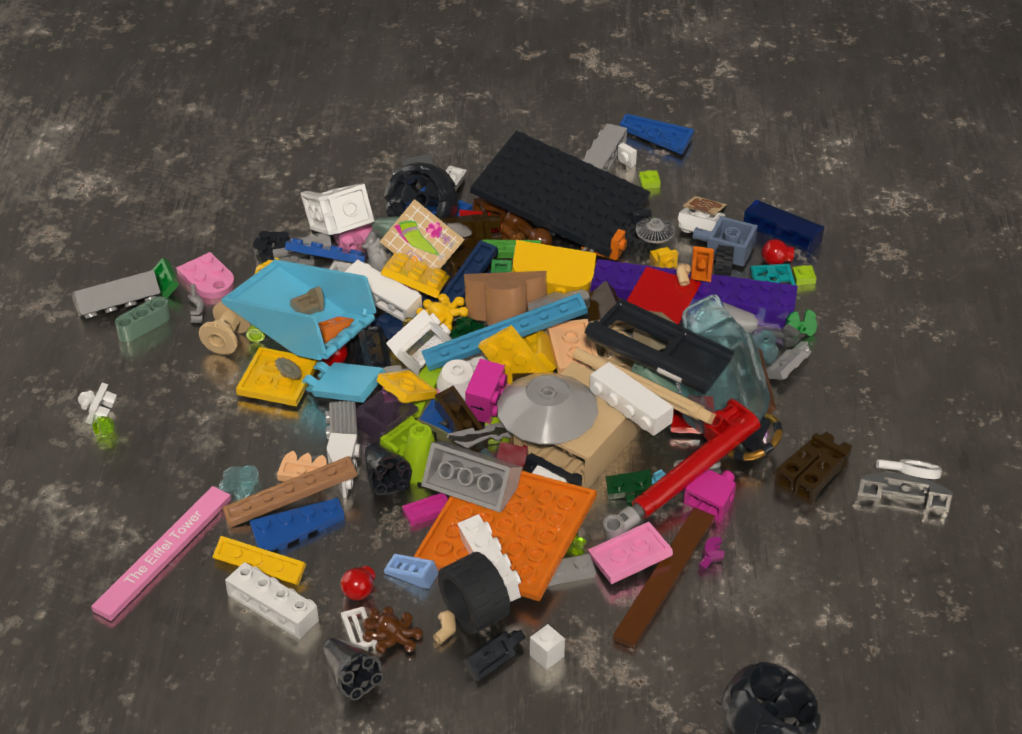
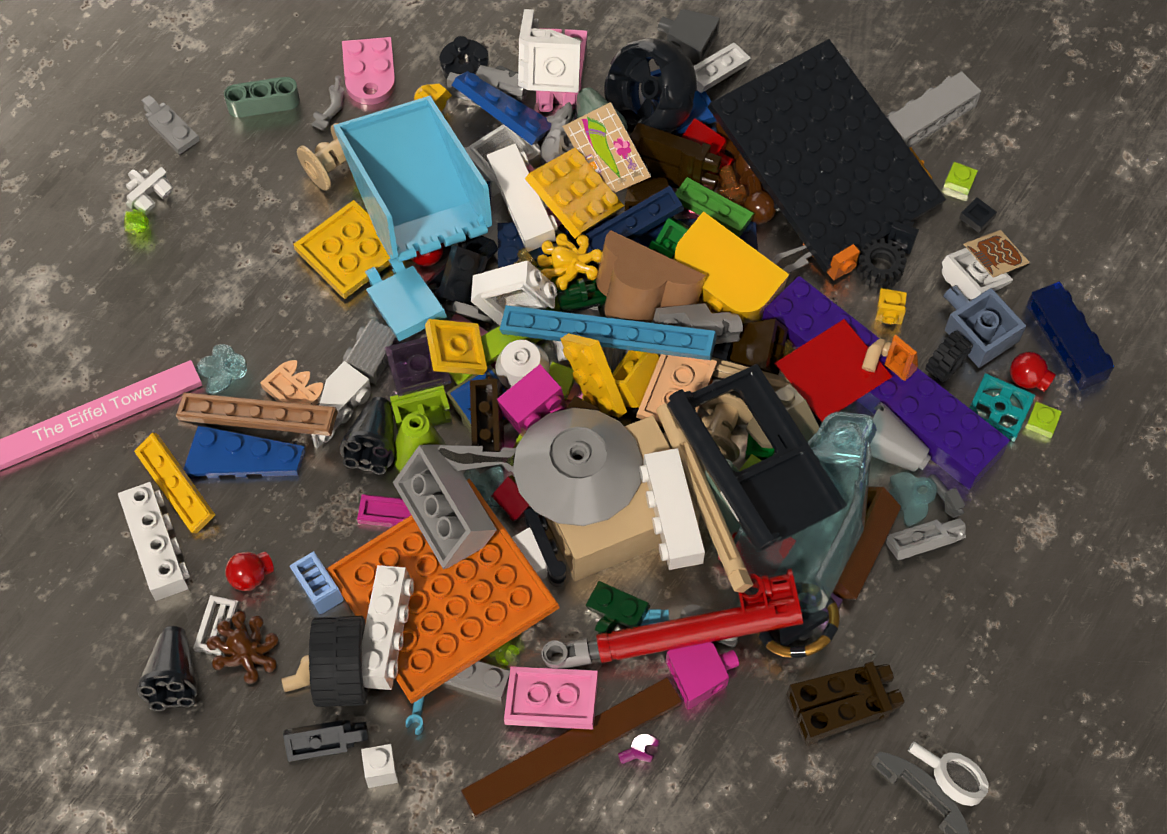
camera: 30 degrees right, 20 degrees up
(82, 364) = (169, 125): none -> light grey hinge
(116, 293) = (255, 48): light grey slope -> none
(165, 277) = (320, 50): green plate -> none
(287, 368) = (357, 249): dark tan piece -> none
(309, 302) = (427, 174): dark tan tile -> none
(331, 327) = (424, 222): orange slope -> none
(547, 611) = (416, 716): none -> medium azure piece
(627, 155) = (956, 130): white plate -> none
(655, 230) = (900, 272): dish -> none
(661, 133) = (1024, 114): blue wing -> none
(676, 191) = (978, 215): none -> black plate
(806, 326) = (987, 499): green piece -> none

